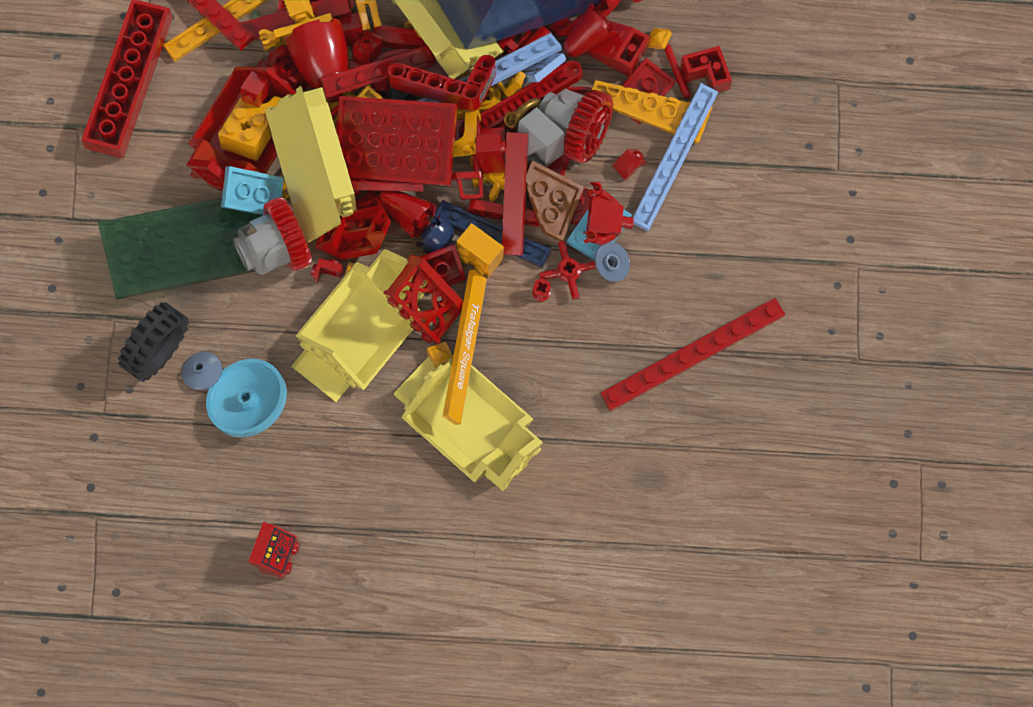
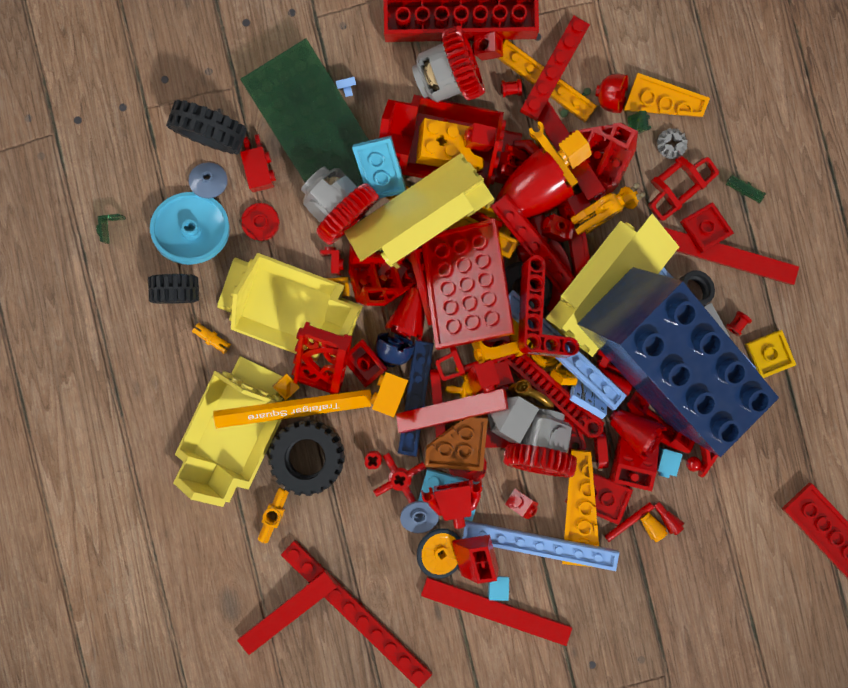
camera: 75 degrees right, 15 degrees up
(153, 204) = (346, 85): none -> light blue tile
(172, 57) = (494, 49): none -> red brick
(177, 98) = (449, 68): none -> piece
(207, 315) = (257, 166): none -> red hinge
(213, 53) = (511, 88): none -> red bush
(214, 490) = (102, 226): none -> clear green bracket
(262, 332) = (260, 221): none -> red tile
(274, 551) = (58, 298): red piece -> none
(304, 428) = (173, 288): none -> black tyre
(366, 414) = (211, 338): none -> light orange pin
(518, 324) = (283, 468): none -> black tyre
(576, 411) = (268, 523): none -> light orange axle
(594, 73) = (601, 451): none -> red beam
(629, 16) = (668, 462): none -> medium azure brick
(659, 38) = (657, 497): light orange tile -> none
(666, 250) = (428, 550): none -> light orange wheel
(669, 218) = (476, 559): none -> red slope
(671, 418) = (287, 612): none -> red tile
(688, 31) = (672, 523): none -> red cone
(688, 47) = (653, 527): none -> light orange cone
(703, 208) = (499, 589): none -> medium azure panel
(708, 65) = (642, 555): red brick -> none
(728, 219) = (496, 611): none -> red tile

